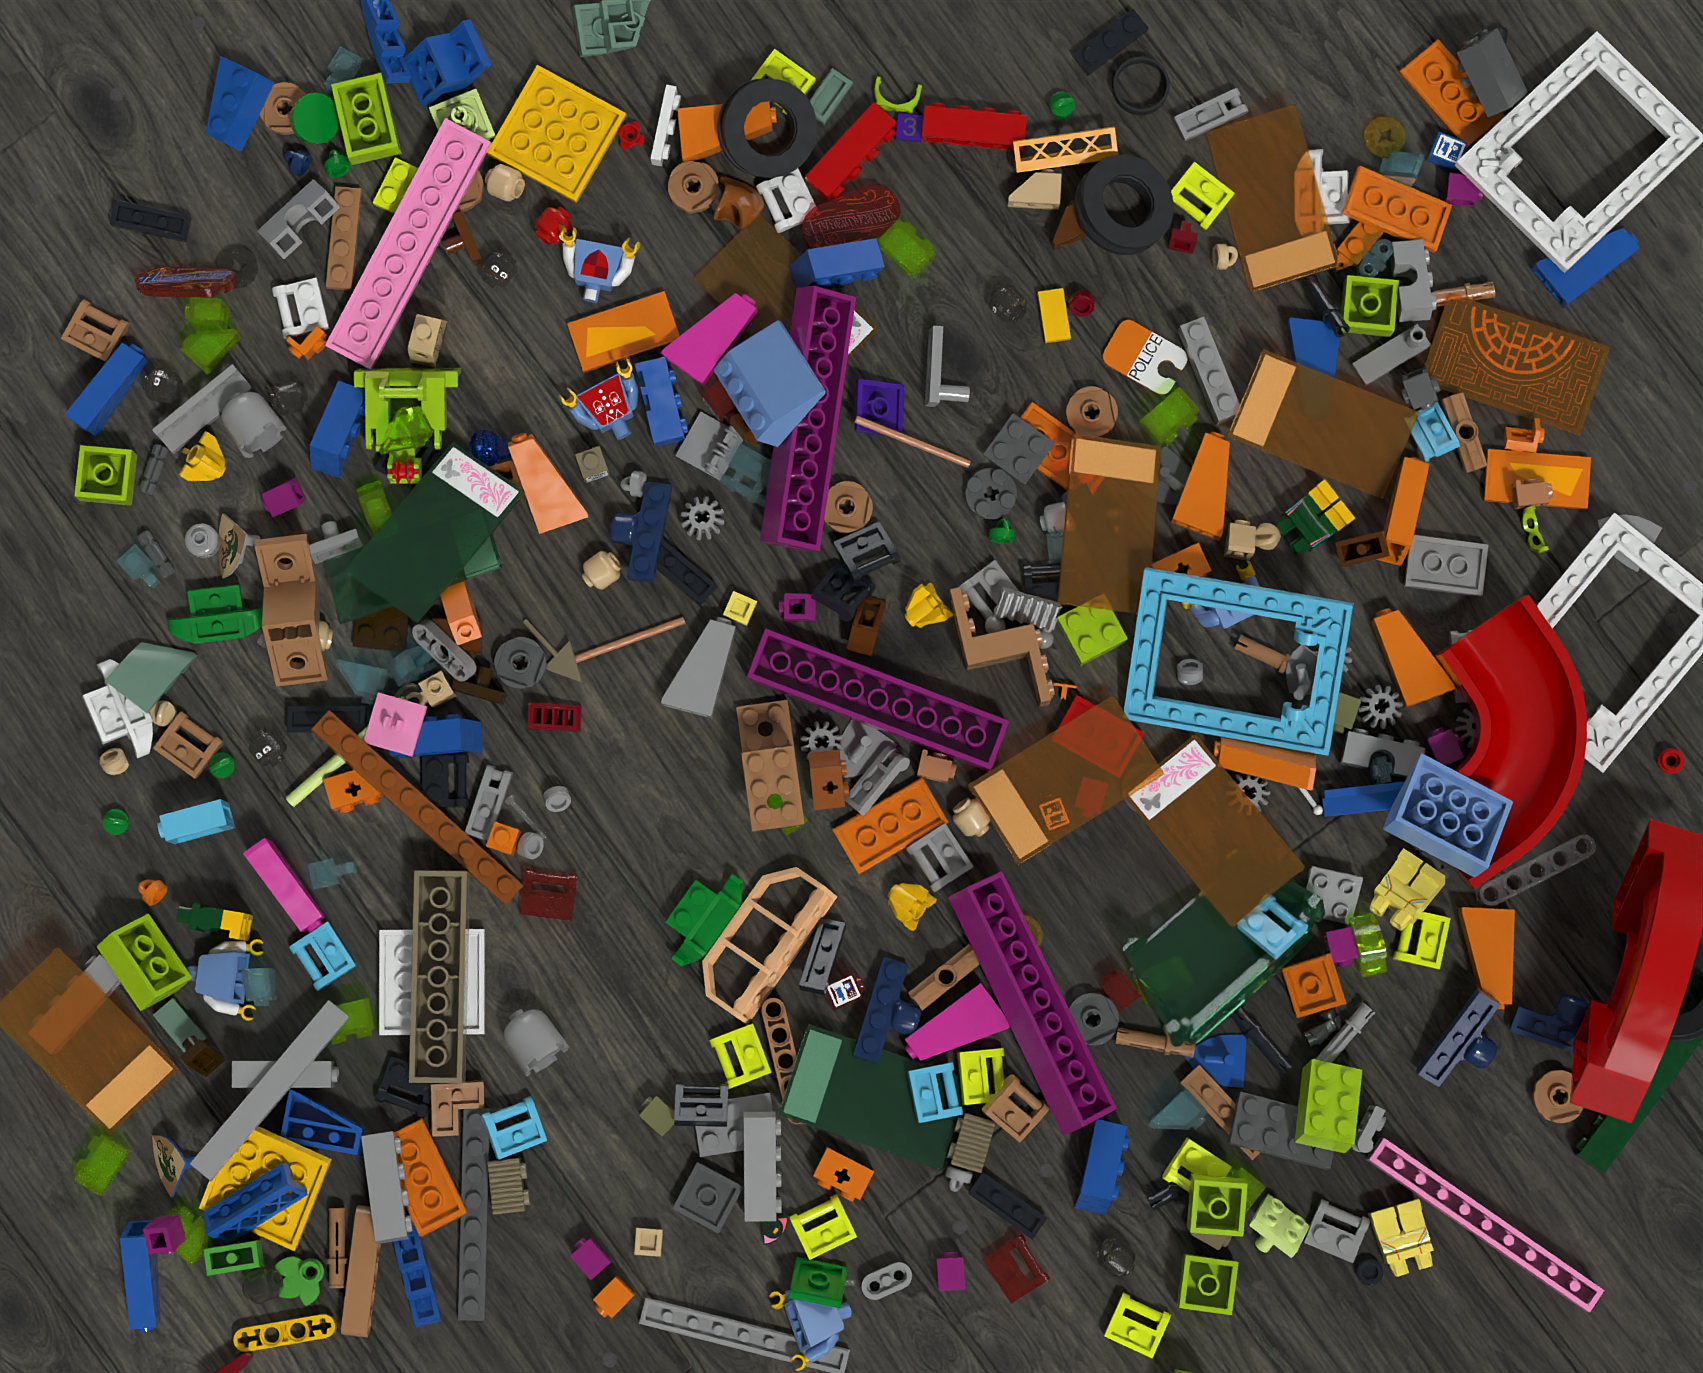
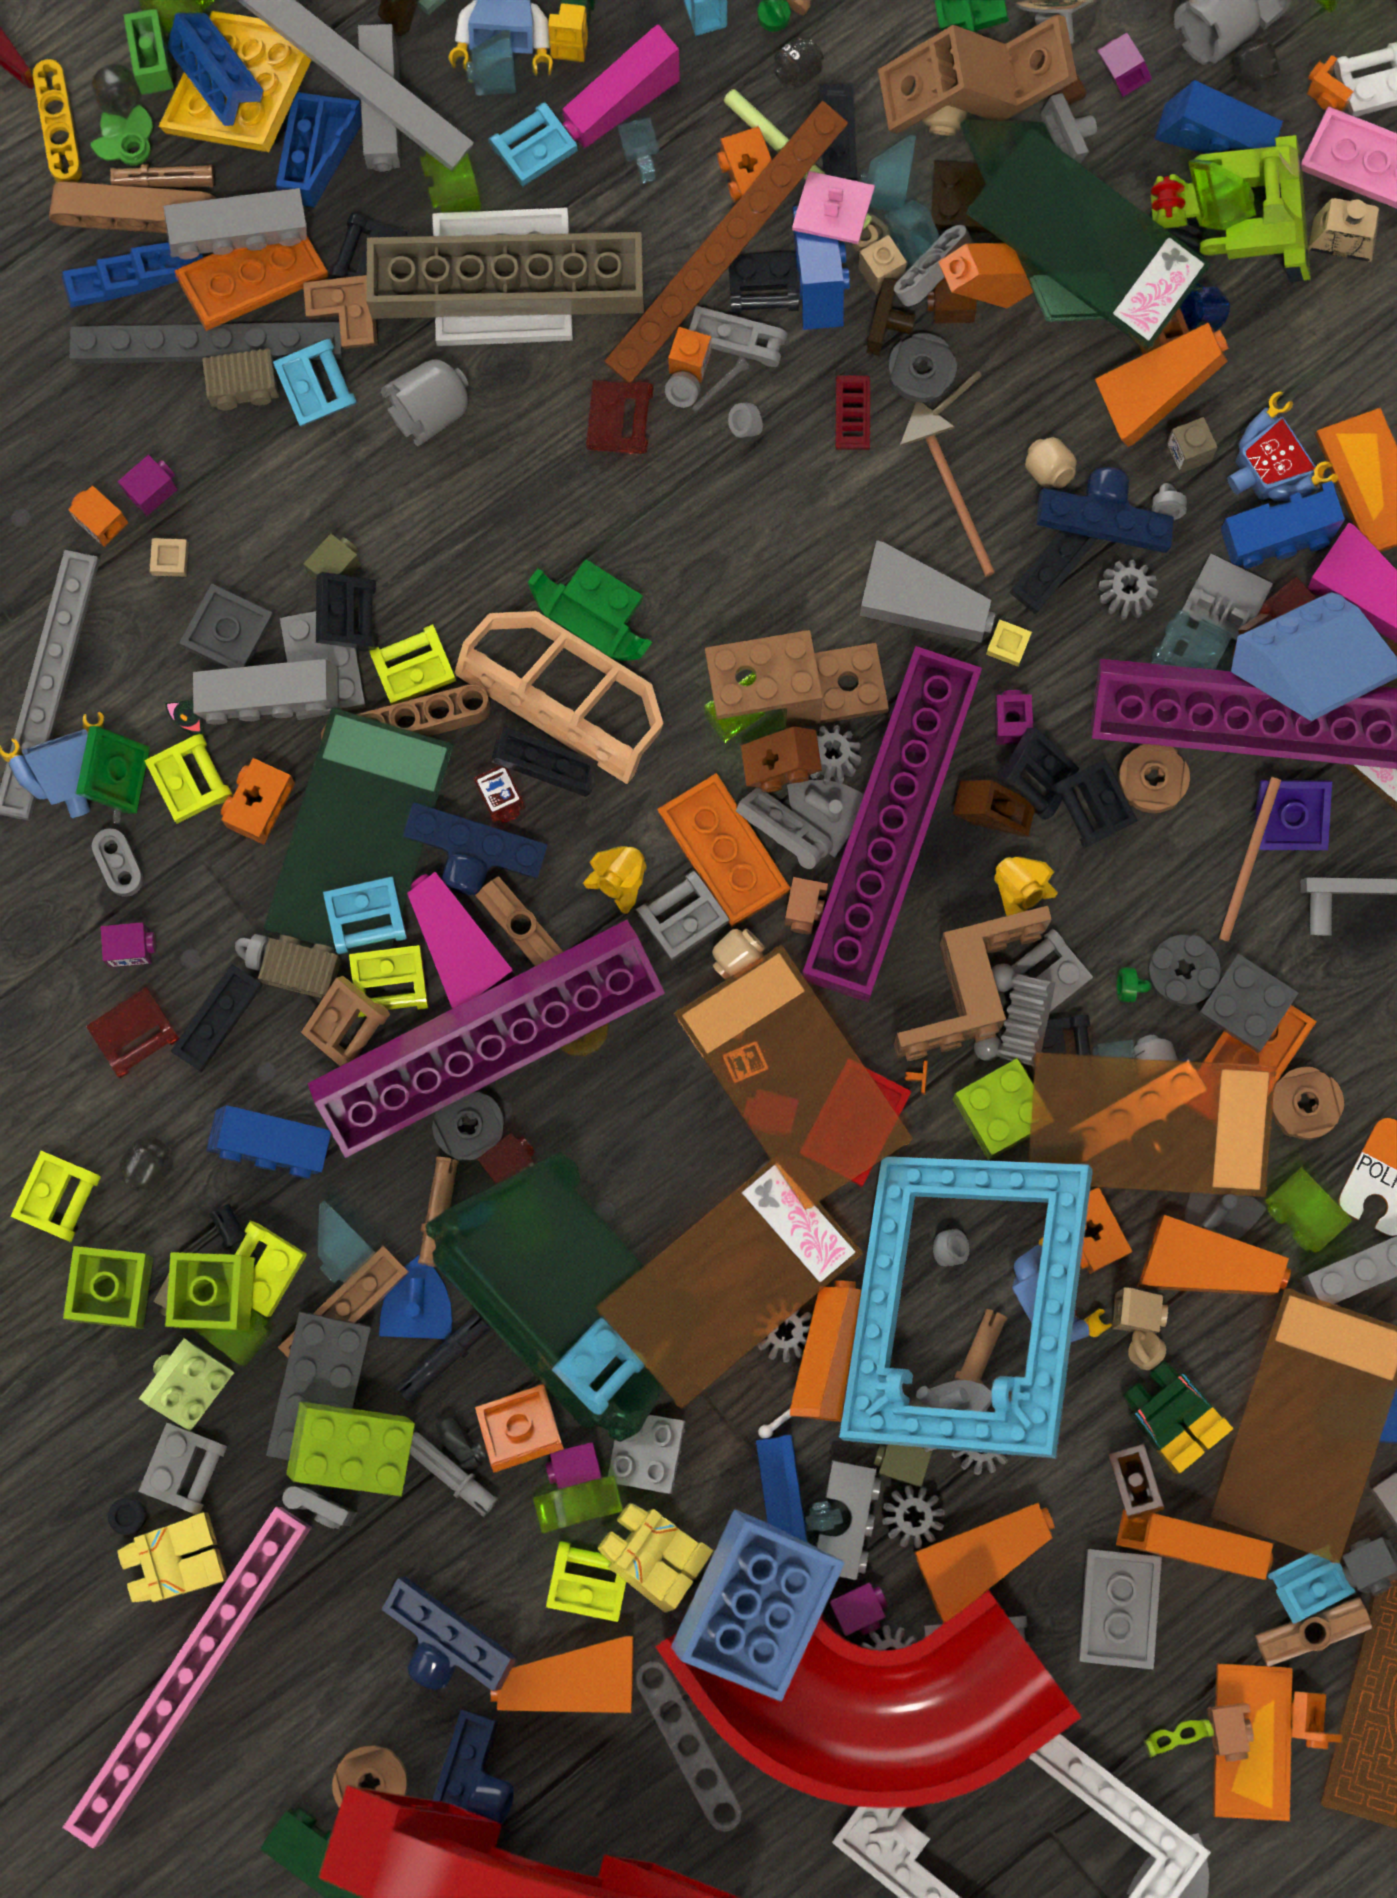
camera: 90 degrees right, 5 degrees down
(374, 504) = (1123, 173): clear neon green brick -> none

